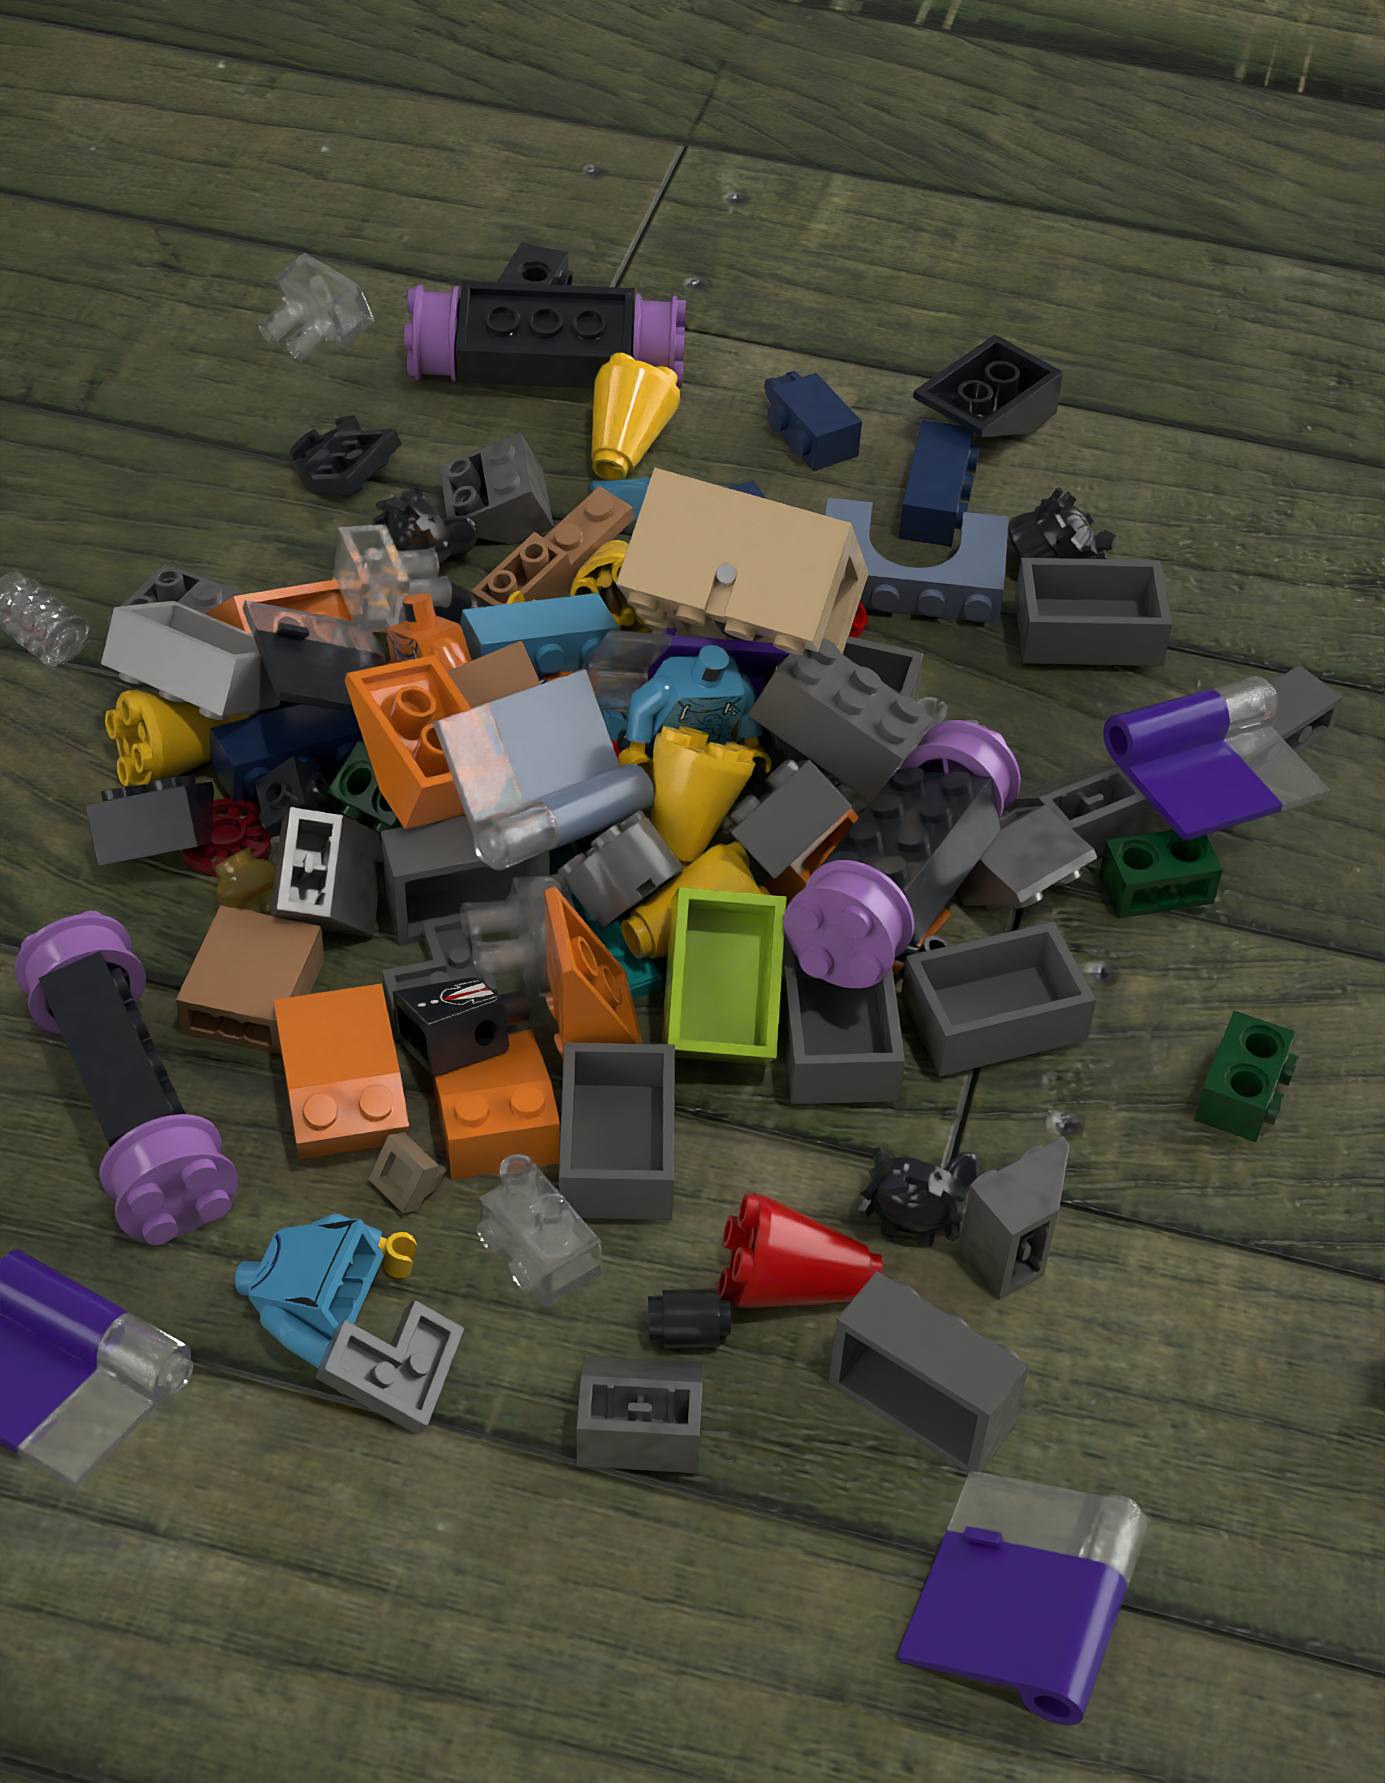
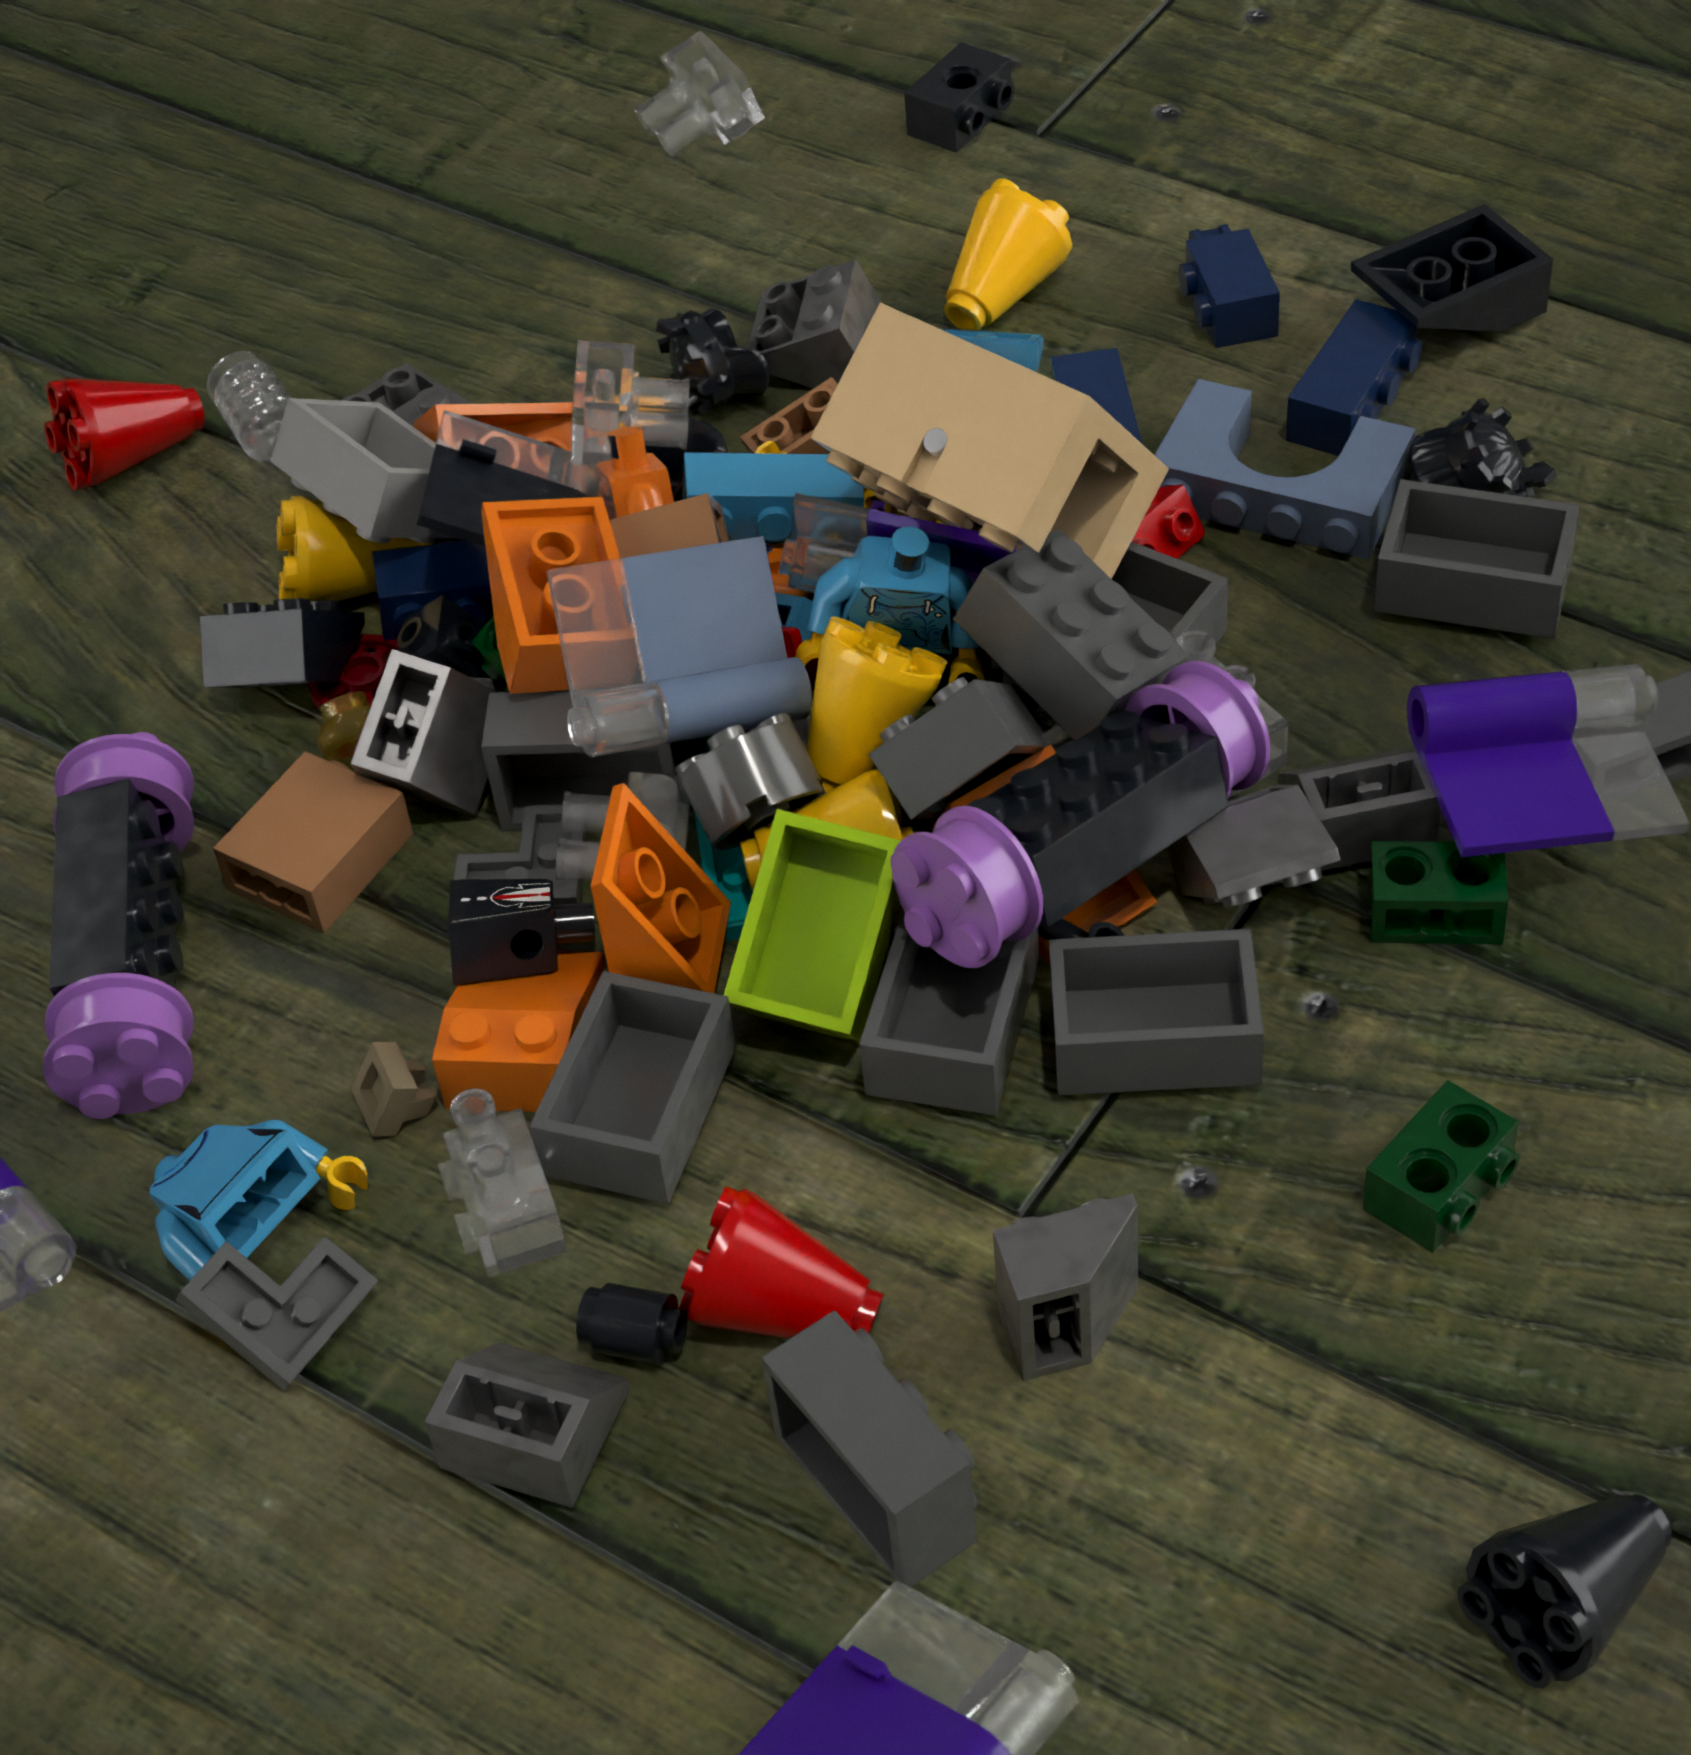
camera: 25 degrees right, 0 degrees up
(340, 1070) = (354, 961): orange slope -> none
(342, 457) = (660, 269): black slope -> none
(538, 333) = (936, 148): black brick -> none
(919, 1195) = (951, 1229): black hair -> none

